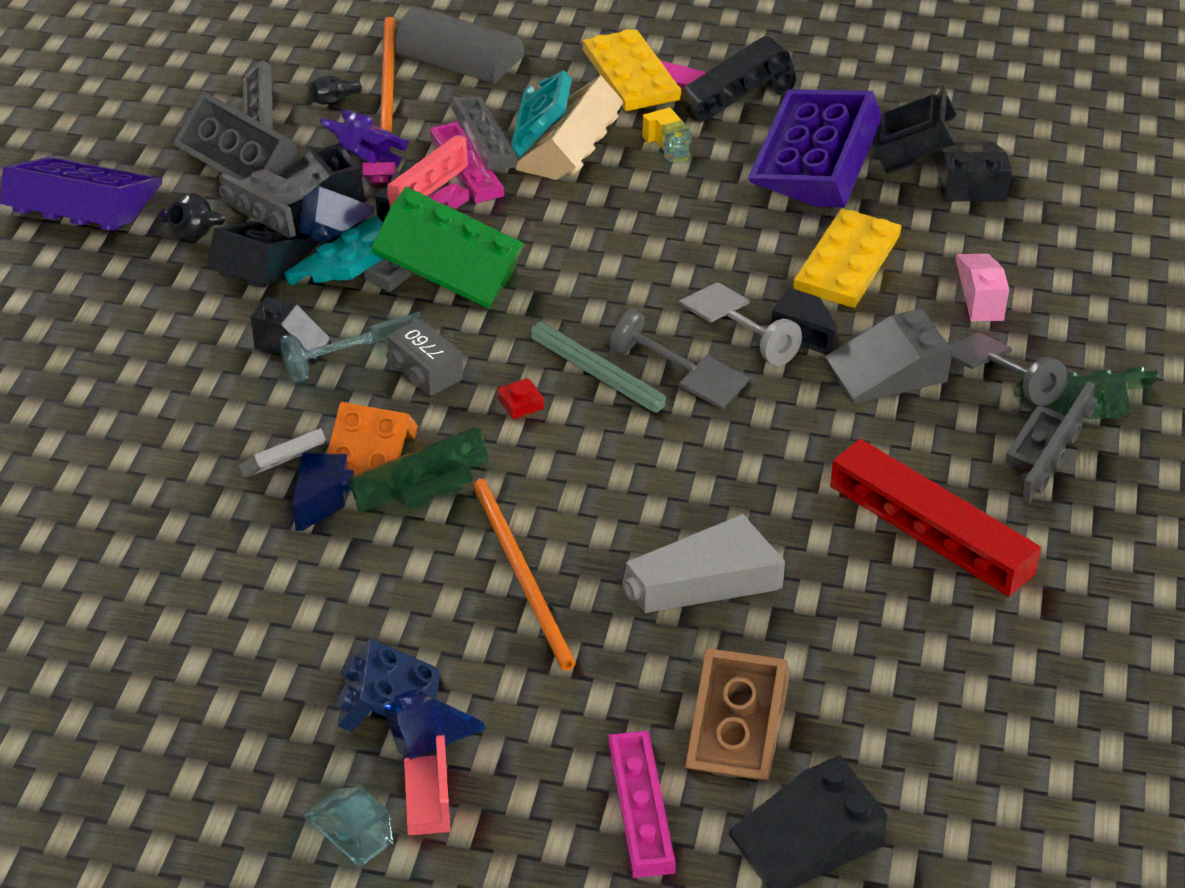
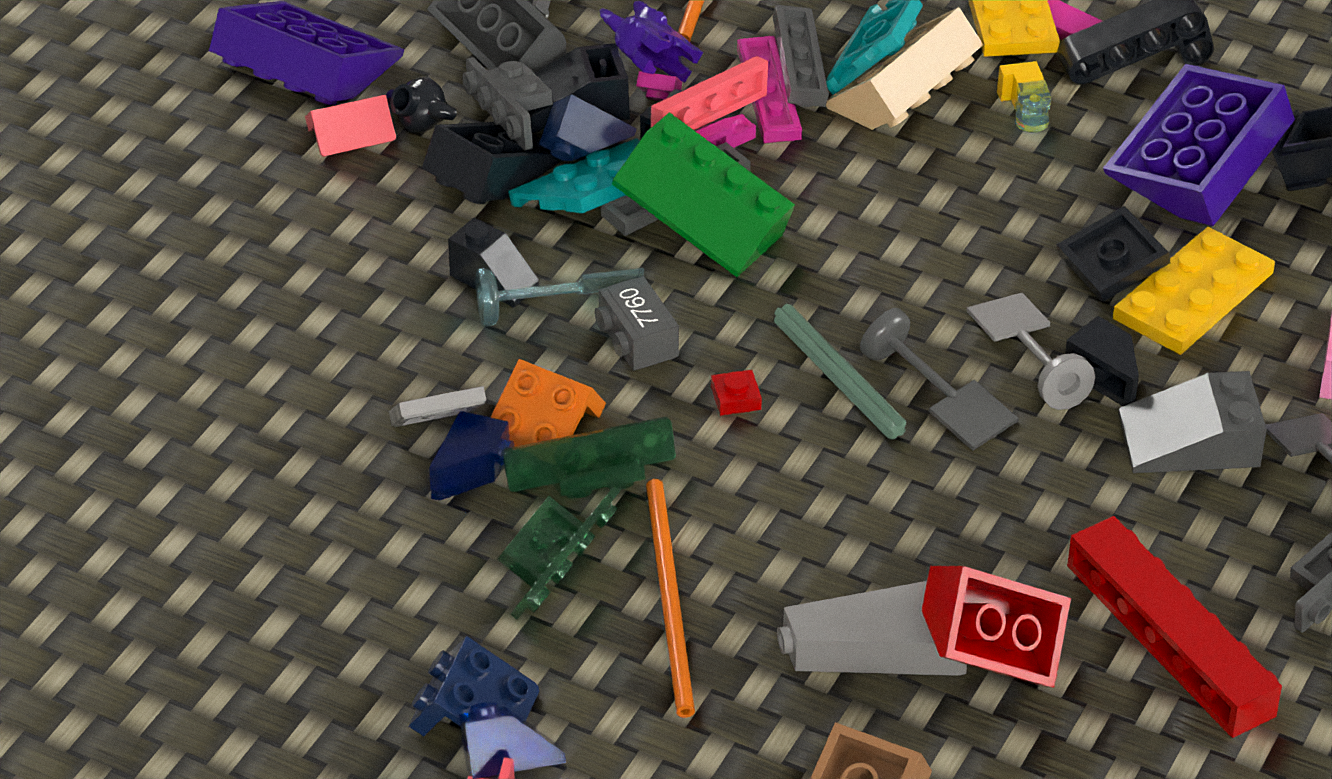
camera: 15 degrees right, 0 degrees up
(137, 243) = (352, 125): none -> coral panel
(409, 548) = (545, 543): none -> clear green bracket
(779, 240) = (1113, 253): none -> black plate
(802, 540) = (995, 623): none -> red slope

